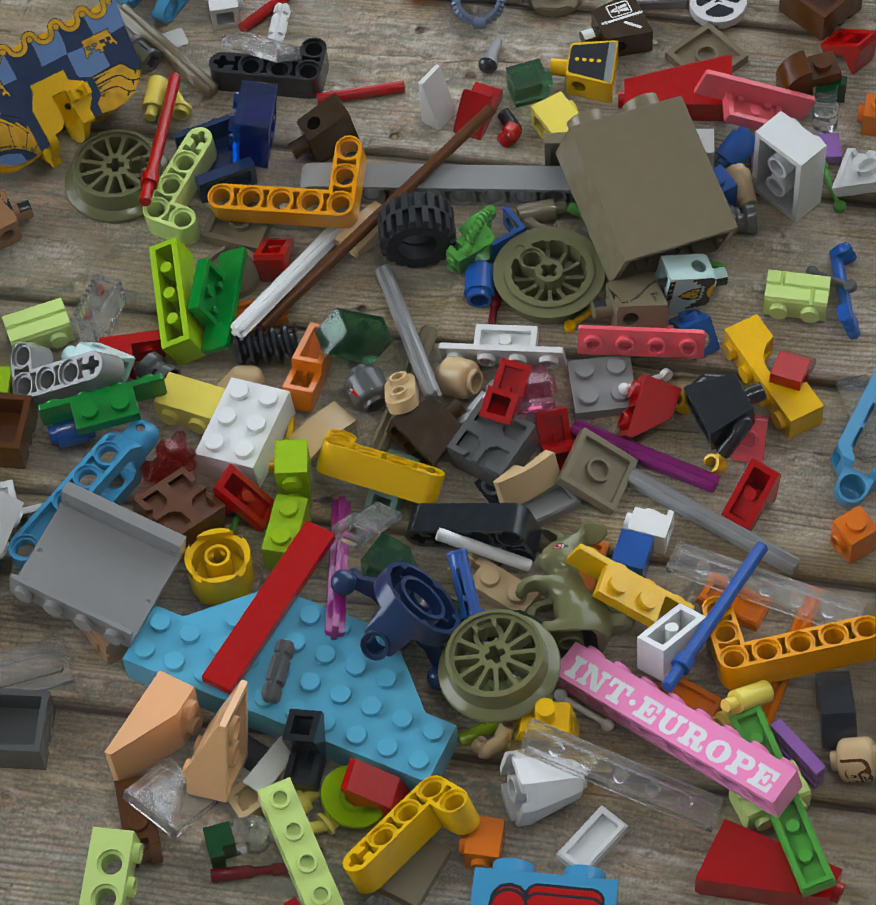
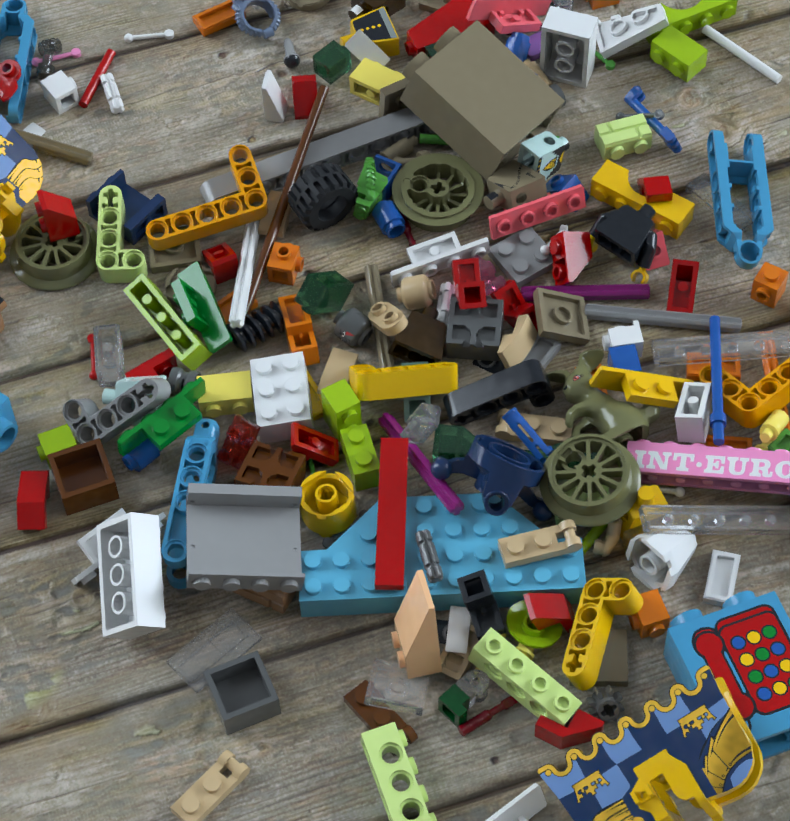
camera: 30 degrees left, 0 degrees up
(40, 325) = (68, 382): yellowish green brick -> none
(125, 138) = (57, 215): none -> red slope
(150, 177) = (90, 237): red bar -> none
(154, 99) = (50, 184): light yellow plant -> none
(155, 727) = (359, 632): light nougat slope -> none
(244, 372) = (249, 354): tan arm -> none
(253, 122) = (145, 166): clear blue brick -> none
(260, 46) = (113, 110): clear tile -> none
(294, 77) = (132, 128): black beam -> none
(322, 130) = (203, 153): dark brown torso -> none
(339, 286) = (284, 263): none -> orange brick
(364, 92) = (206, 117): red bar -> none
(401, 711) = (539, 544): none -> tan plate
(407, 332) = (358, 273): light grey axle -> none
(483, 549) = (521, 405): white bar -> none
(512, 128) = (340, 99): red arm -> none
(569, 83) = (364, 47): none -> white sticker
(570, 325) = (471, 223): yellow hinge -> none

